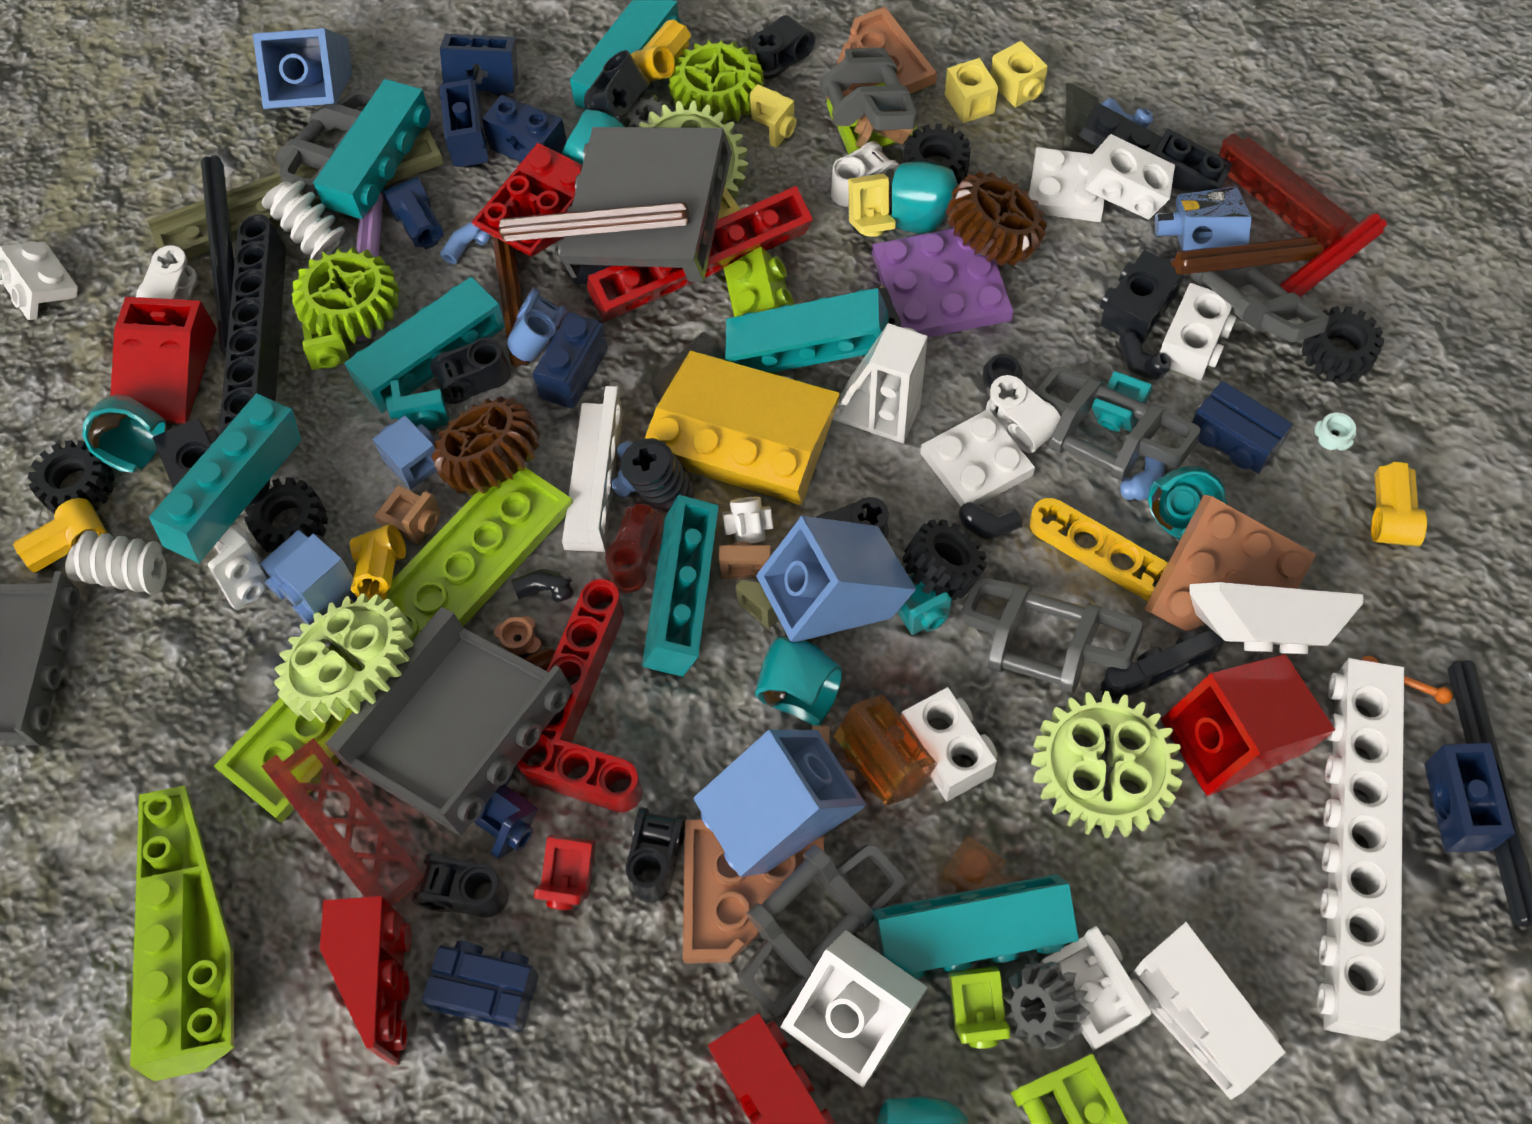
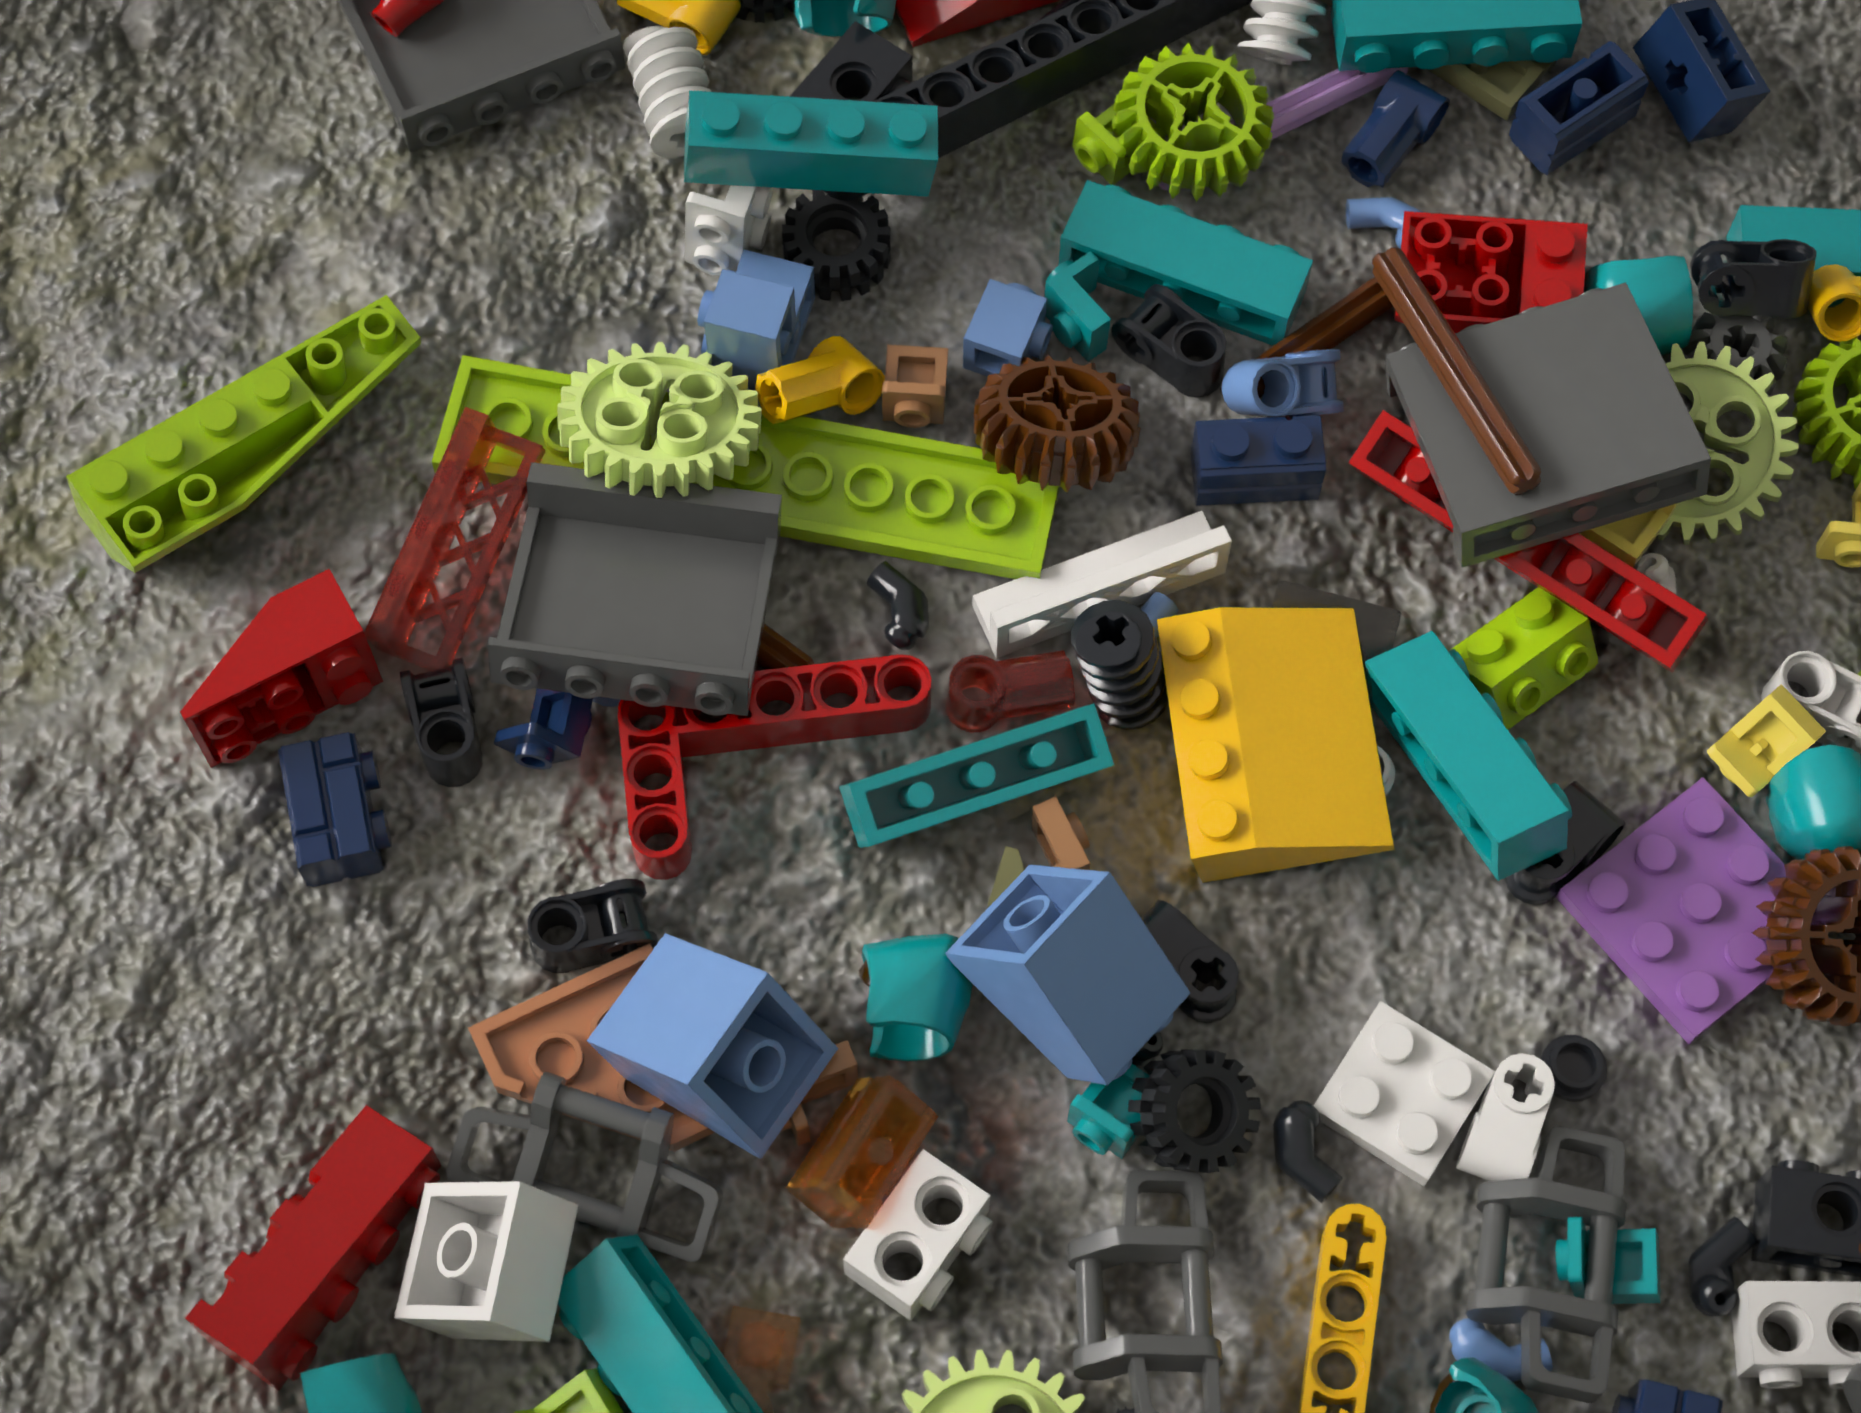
camera: 60 degrees right, 5 degrees up
(517, 127) = (1615, 194): dark blue brick -> none
(522, 627) = (804, 596): nougat plate -> none
(566, 872) = (516, 834): red bracket -> none
(747, 520) = (1124, 817): white gear -> none
(886, 385) = (1430, 908): white wedge -> none

